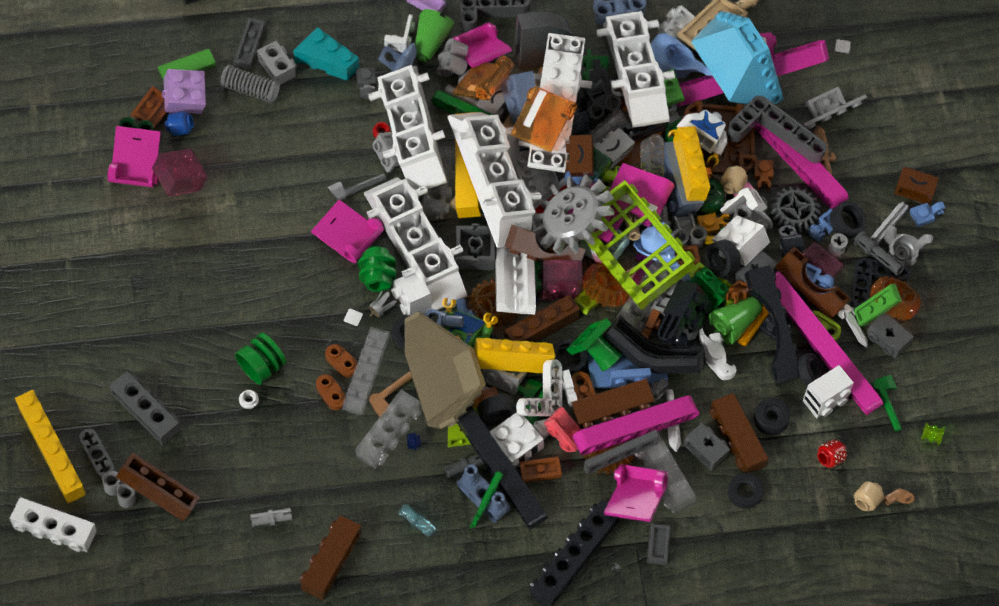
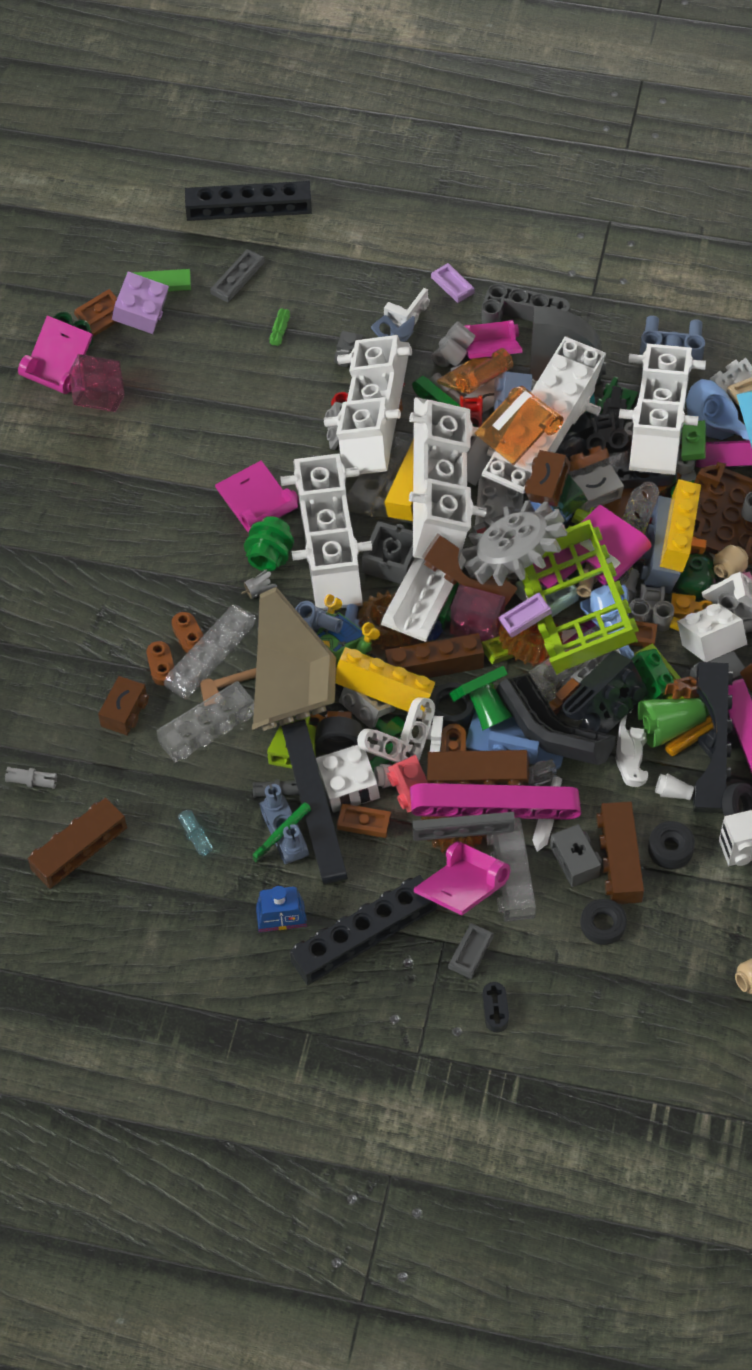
camera: 25 degrees right, 5 degrees down
(179, 123) = (122, 335): blue head -> none
(248, 394) = (63, 638): white plate -> none
(260, 358) = (94, 601): green wheel -> none
(274, 64) = (256, 302): light grey brick -> none
(274, 85) = (198, 307): light grey piece -> none
(303, 79) = (279, 327): none -> bright green axle
(318, 436) = (123, 705): none -> reddish brown brick
(326, 54) = (314, 306): teal wedge -> none
(339, 193) = (267, 454): dark grey piece -> none
(353, 317) = (223, 591): white sticker -> none
(412, 295) = (296, 581): white brick -> none
(413, 441) = (230, 744): clear blue plate -> none
(431, 33) = (441, 314): bright green cone -> none
(492, 108) = (476, 408): none -> red piece
(509, 559) = (280, 909): none -> blue torso
(600, 122) = (595, 455): none -> dark orange plate
(602, 270) = (525, 615): none -> lavender tile
(697, 578) = (501, 1006): none -> black beam
(709, 130) = (717, 500): white torso -> none
(731, 254) = (689, 644): black tyre -> none
(755, 371) = (671, 787): none -> white cone
(832, 453) = (729, 910): red head -> none

